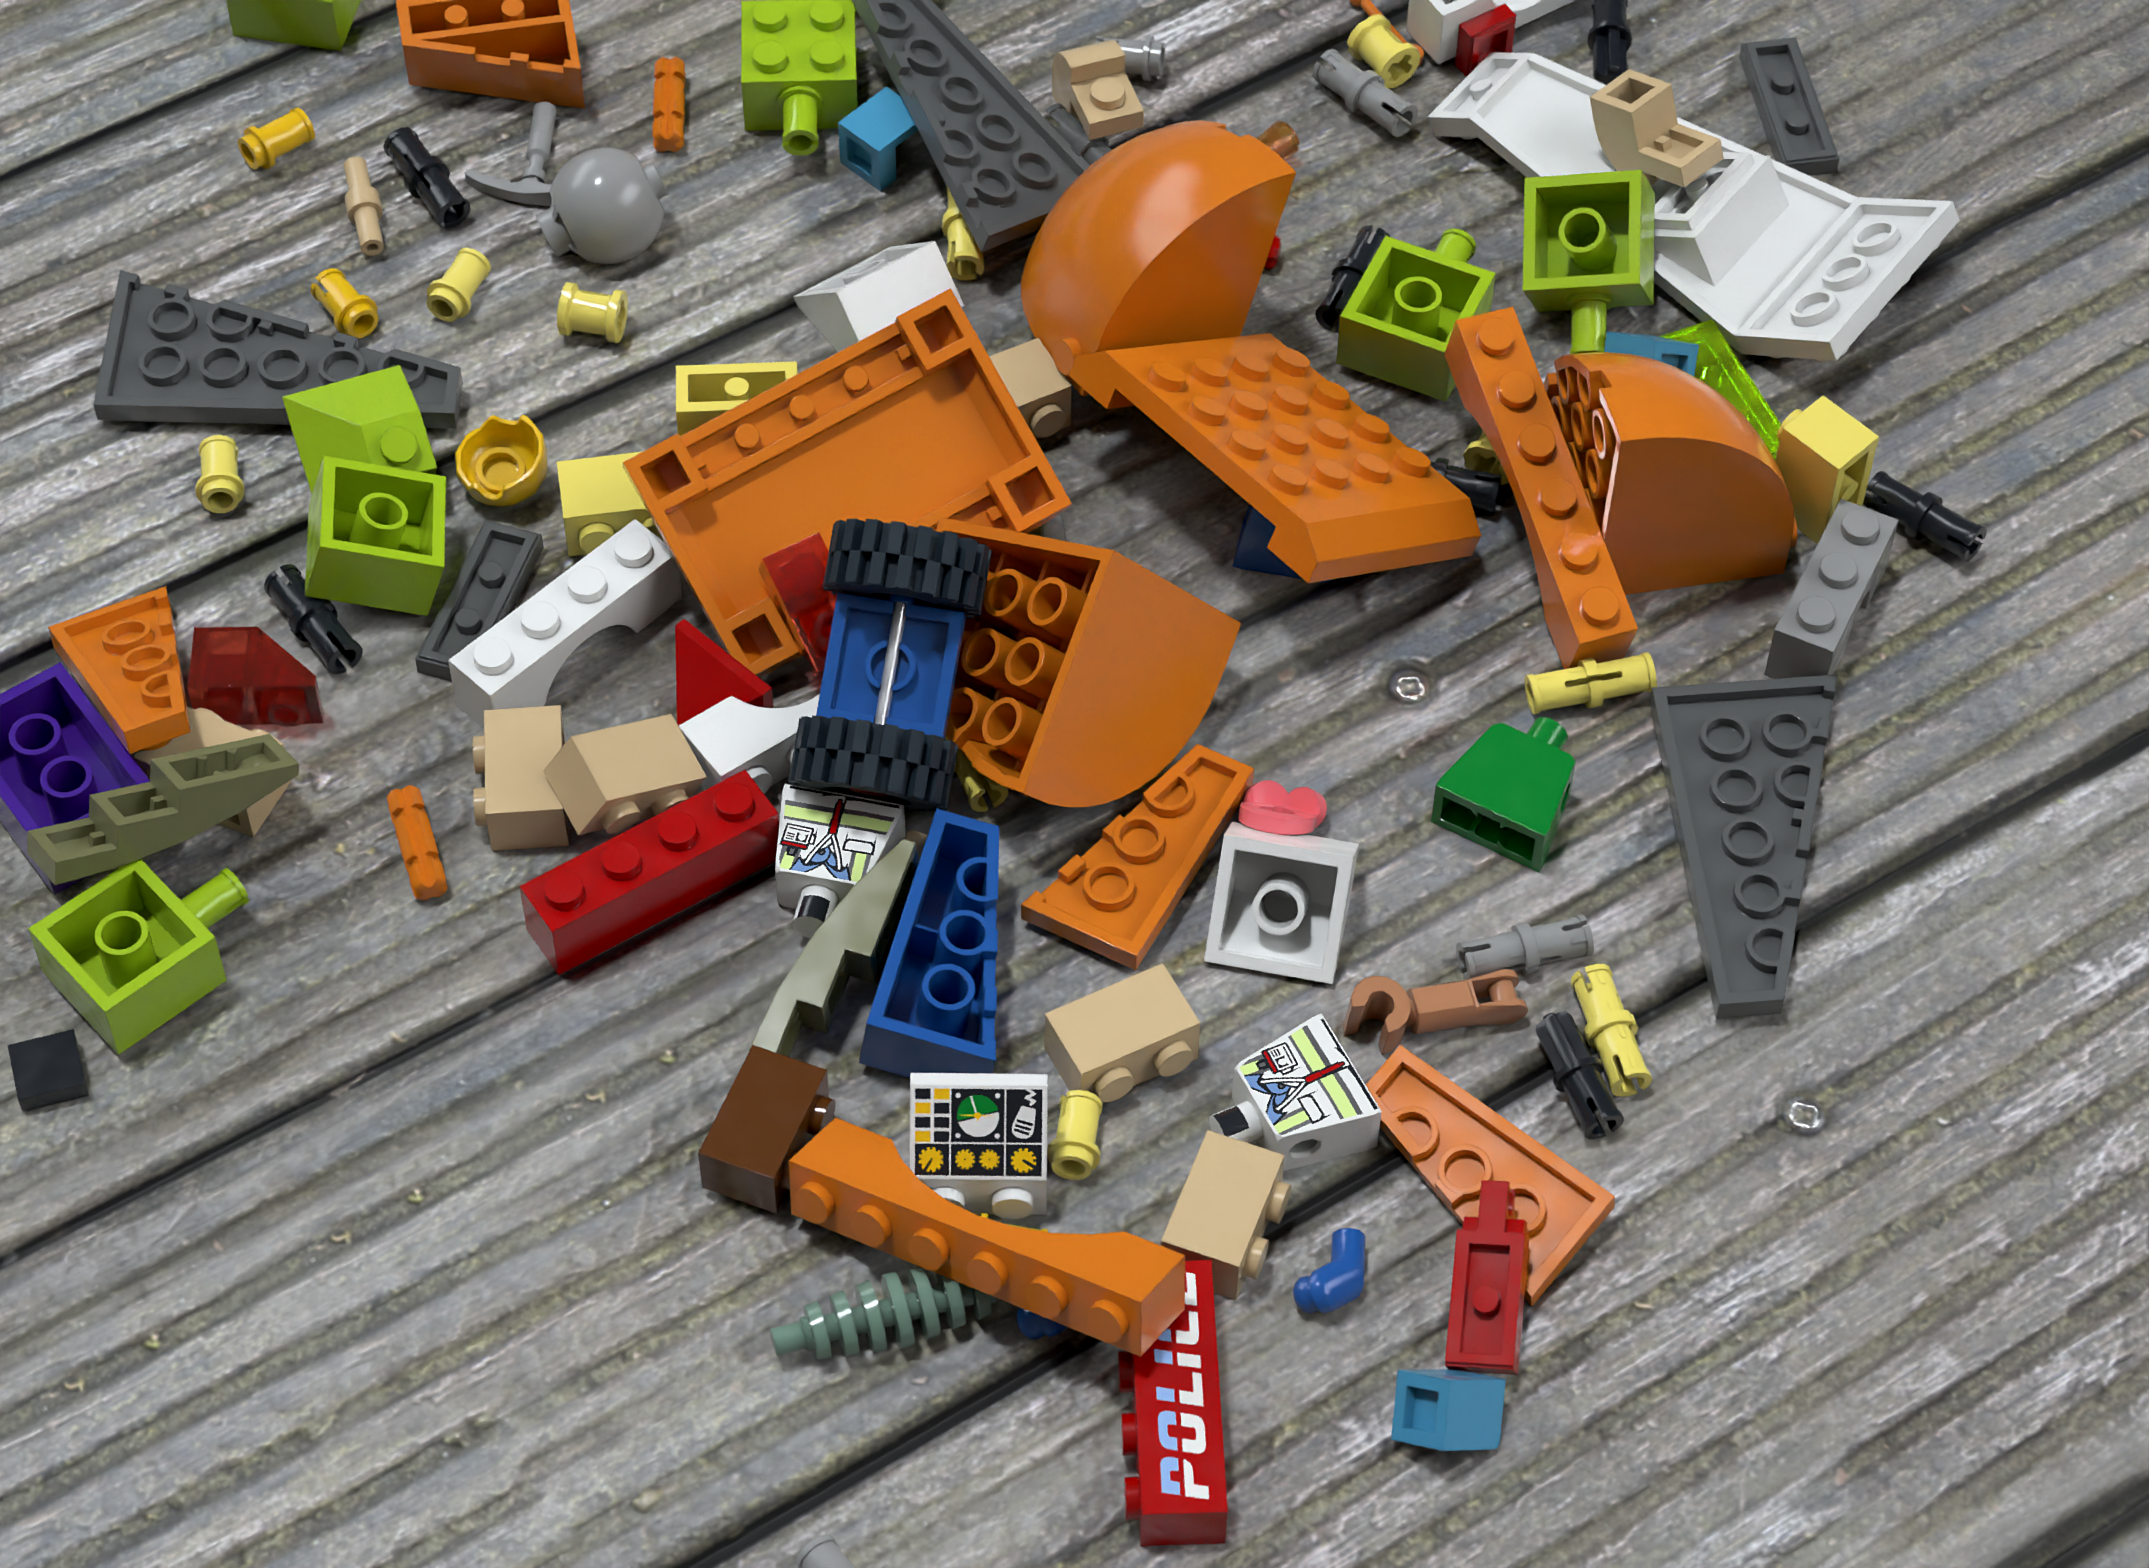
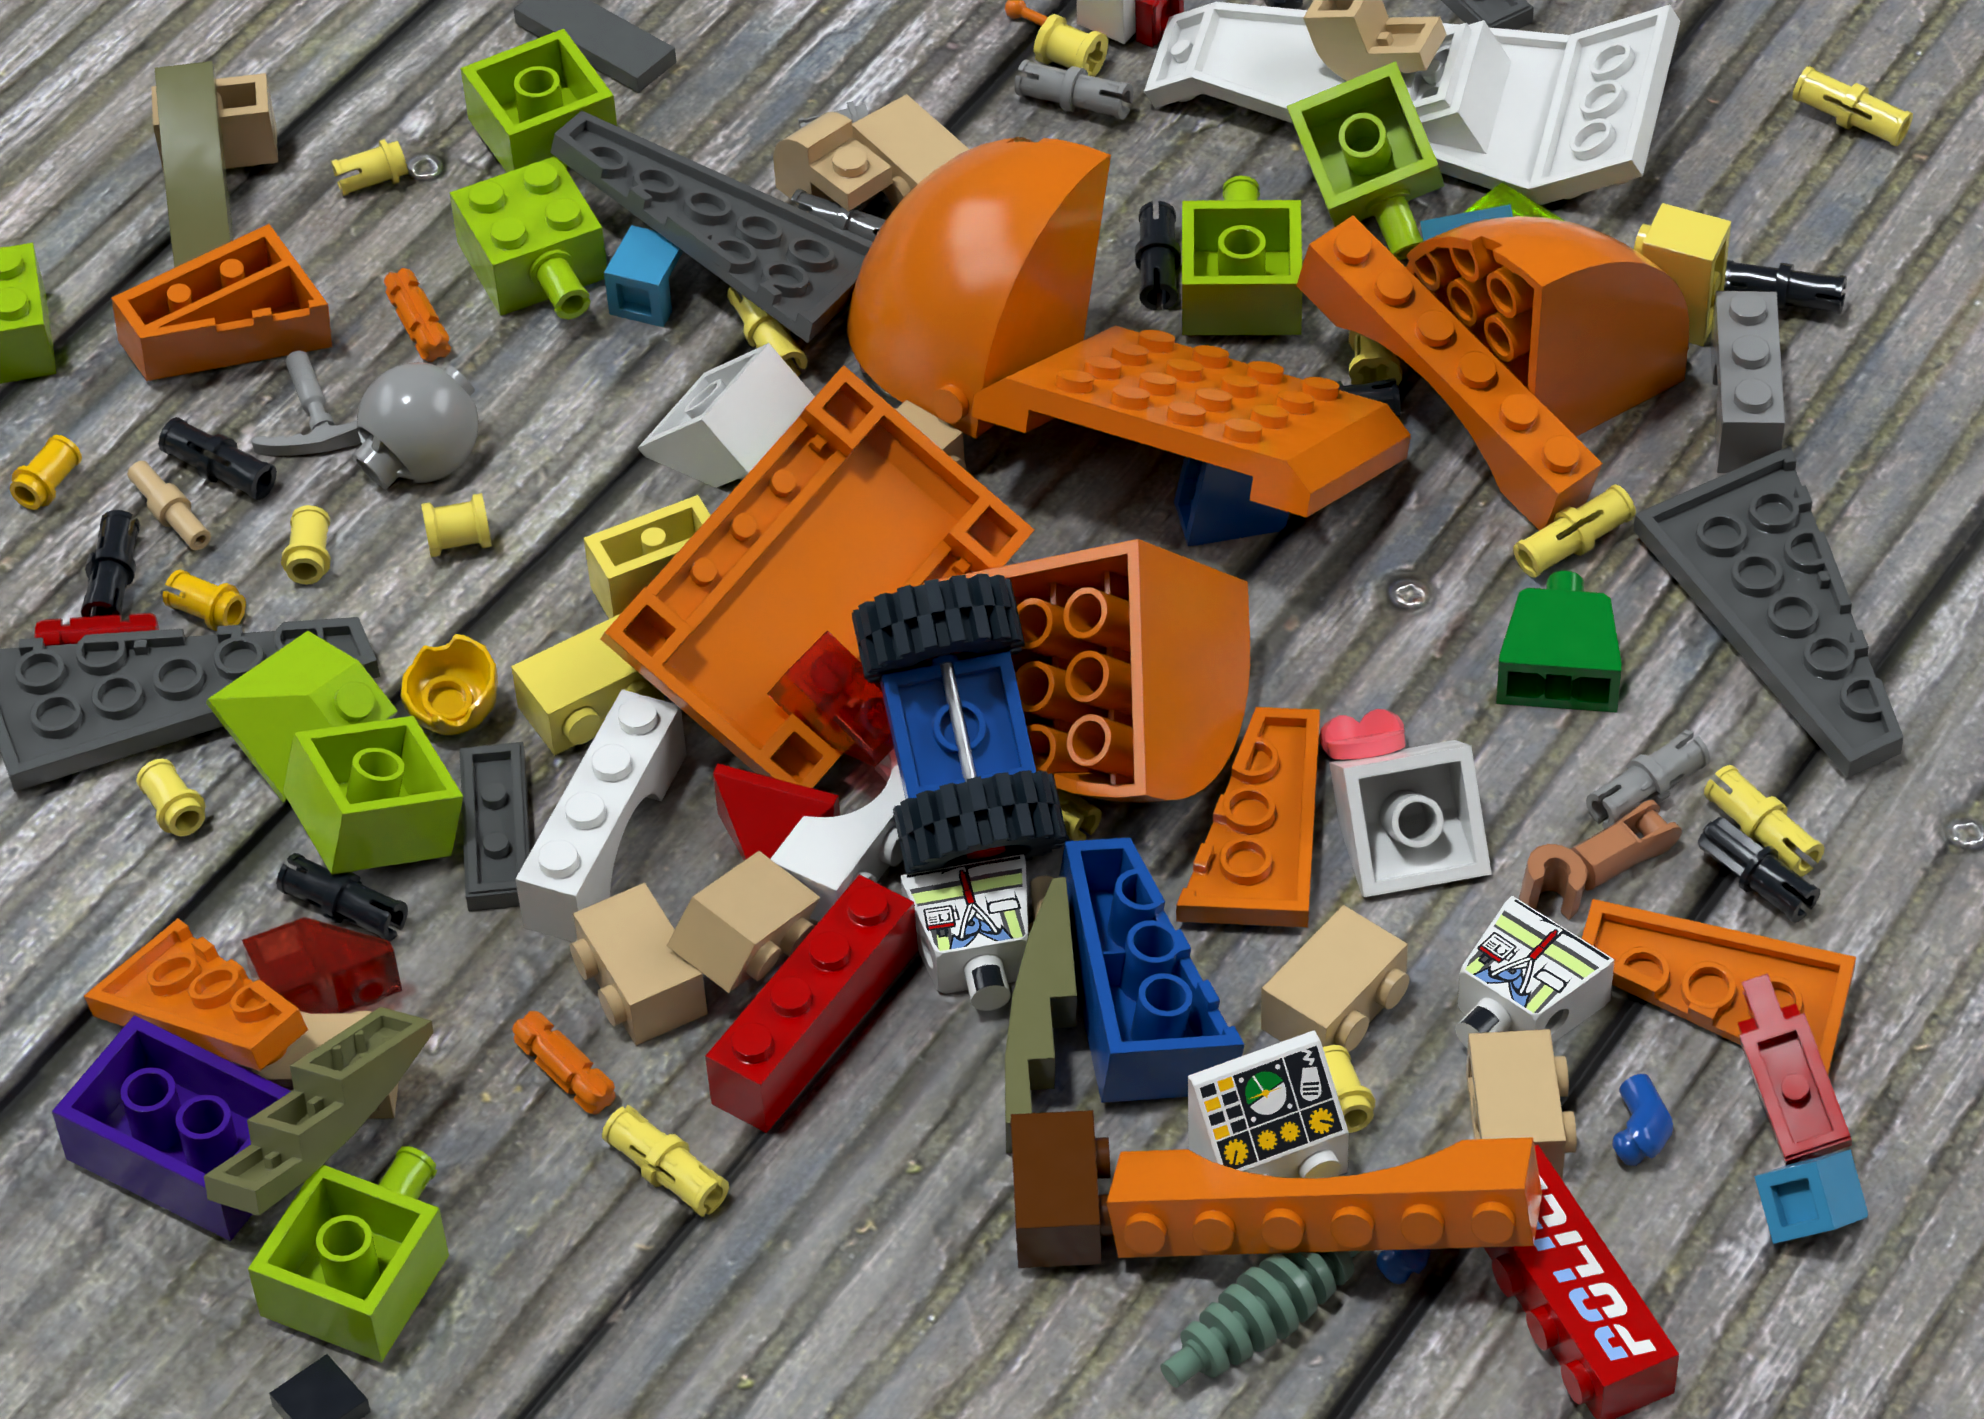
camera: 20 degrees left, 5 degrees down
(205, 288) = (56, 633): none -> red axle
(283, 246) = (111, 564): none -> black pin
(452, 967) = (665, 1160): none -> light yellow pin
(1176, 89) = (908, 142): none -> tan brick
(2092, 360) = (1852, 106): none -> light yellow pin

